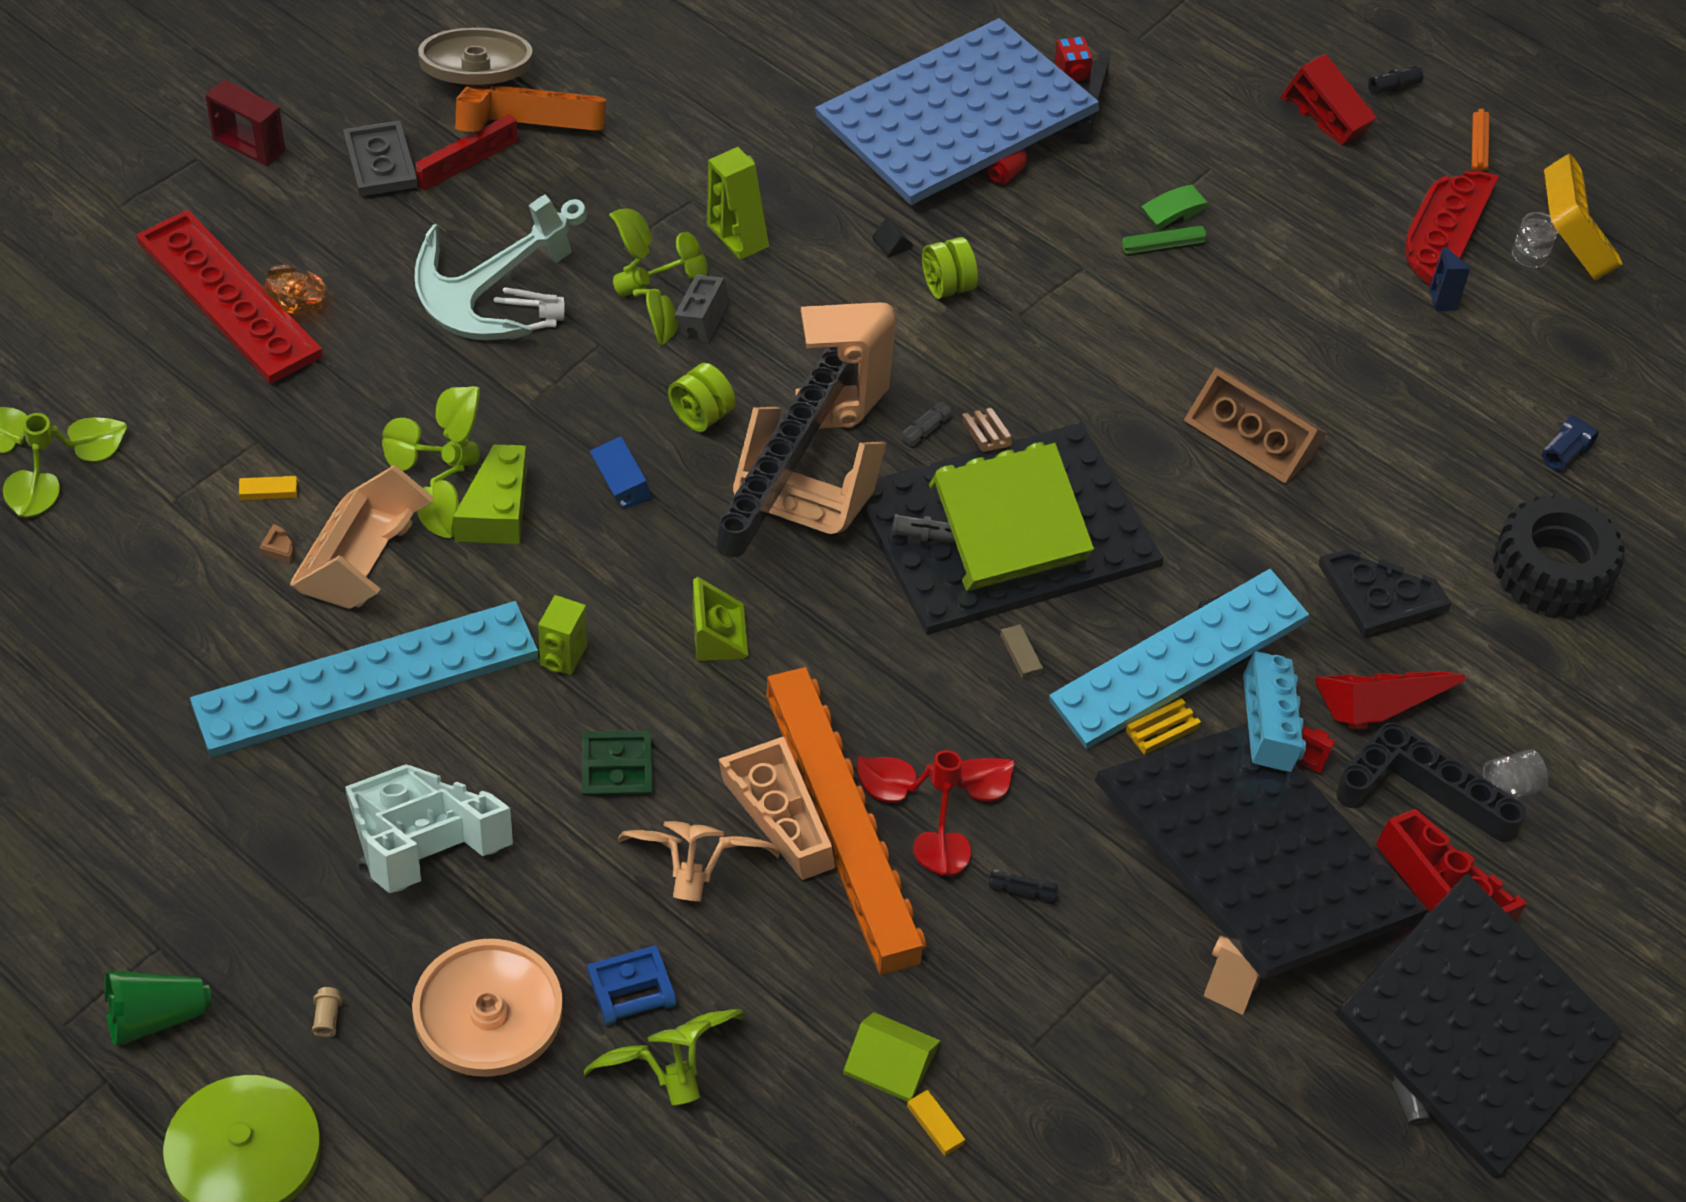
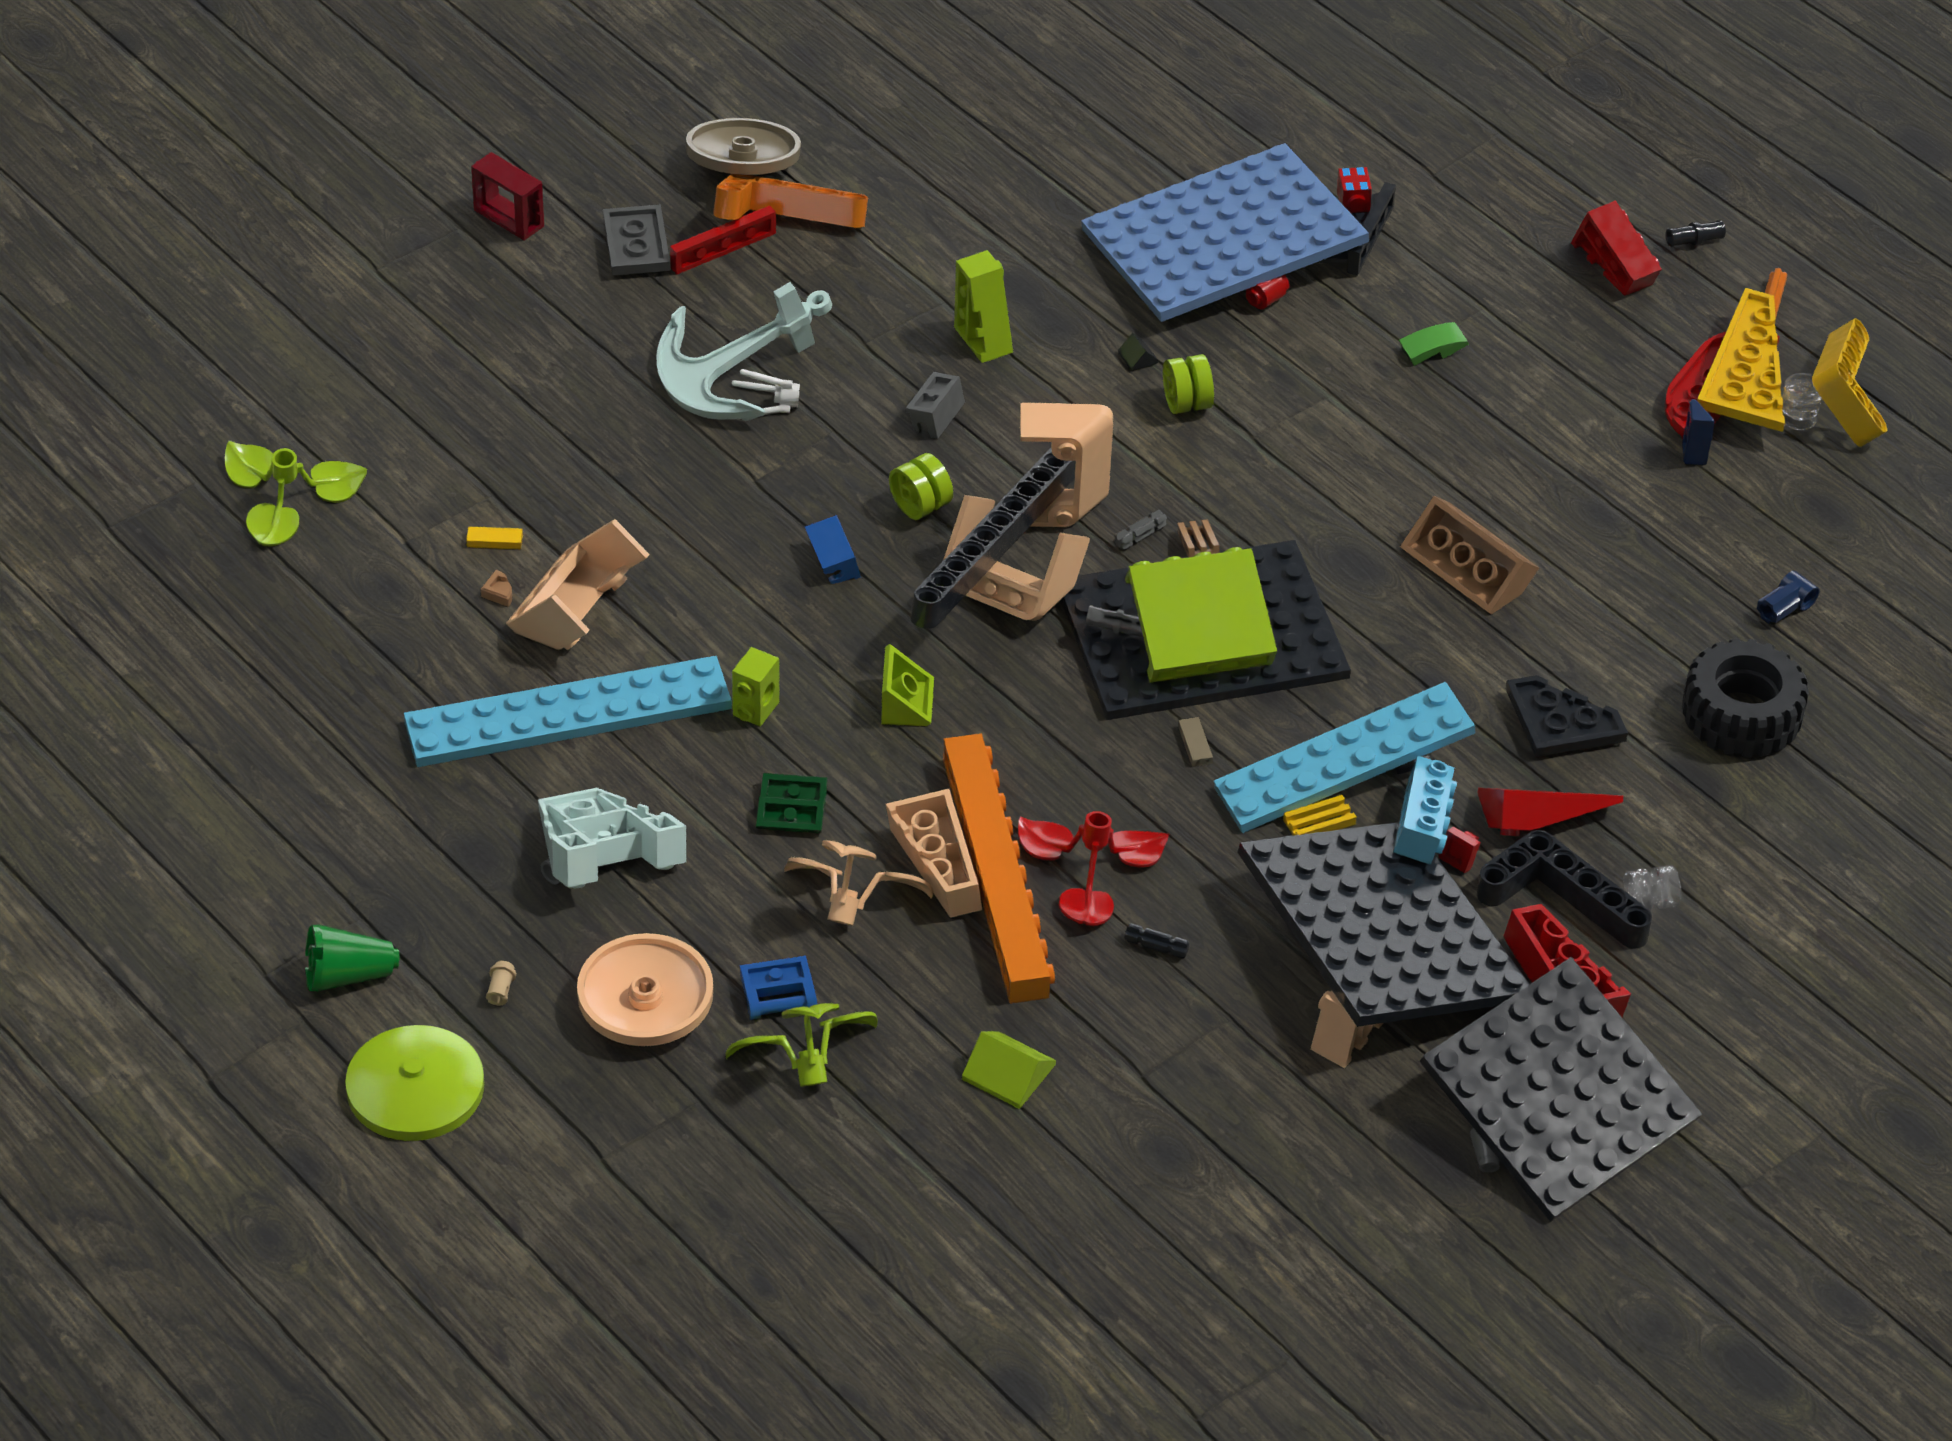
camera: 10 degrees right, 5 degrees down
(229, 296) = (475, 359): red plate -> none
(293, 289) = (538, 357): clear orange plate -> none
(456, 413) = (625, 502): lime plant -> none
(495, 499) = (708, 563): lime wedge -> none
(634, 280) = (871, 373): lime plant -> none
(936, 1123) = (1039, 1125): yellow piece -> none
(1163, 239) = (1415, 374): bright green axle -> none
(1478, 211) = (1746, 370): none -> yellow wing

